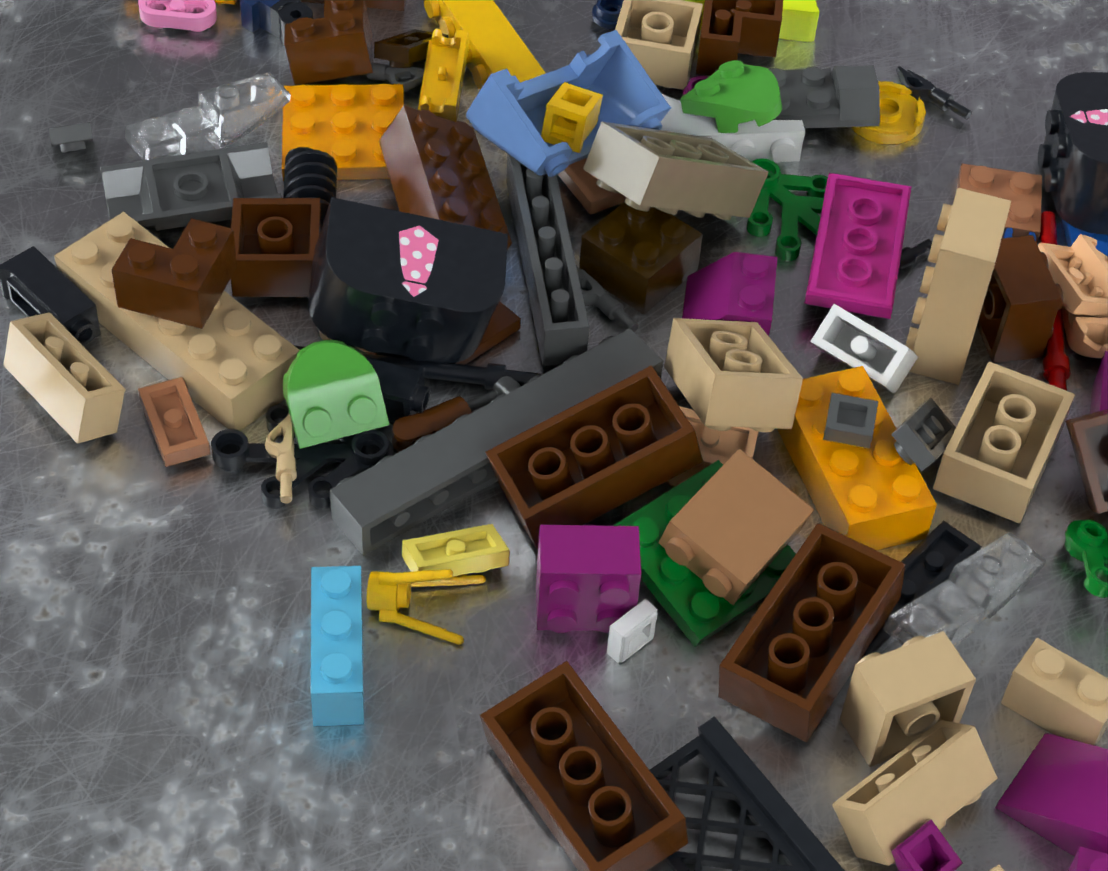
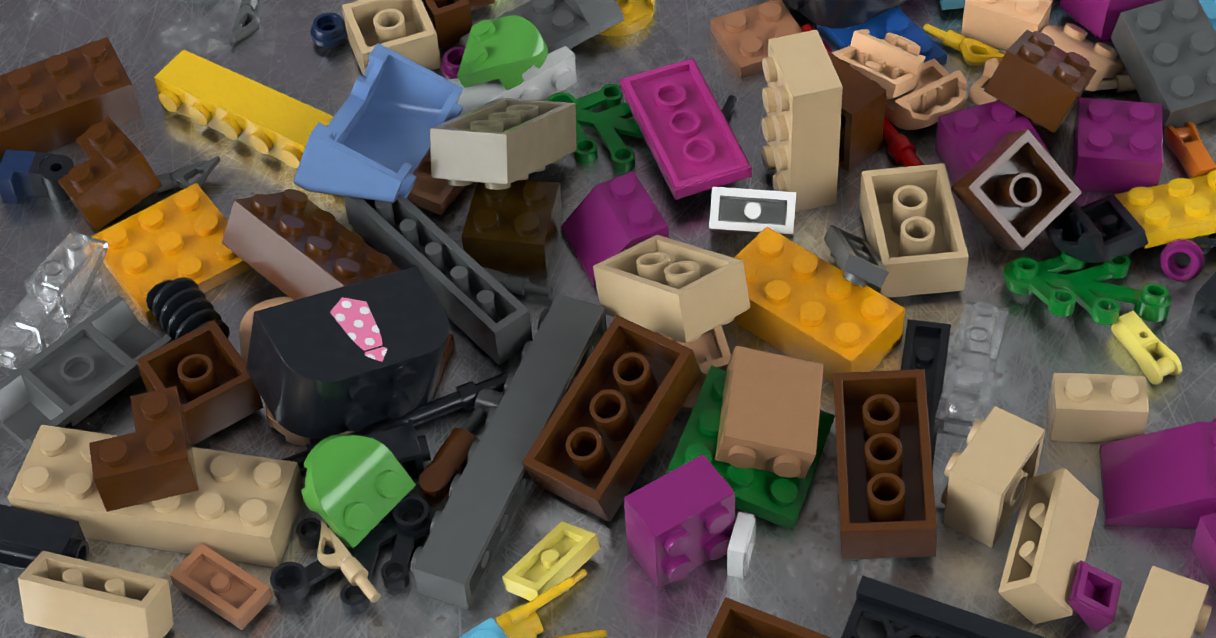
camera: 25 degrees left, 0 degrees up
(404, 48) = (181, 146): dark brown plate -> none
(444, 74) = (232, 157): yellow hinge -> none
(571, 116) = (387, 136): yellow brick -> none
(850, 420) = (798, 275): dark grey plate -> none

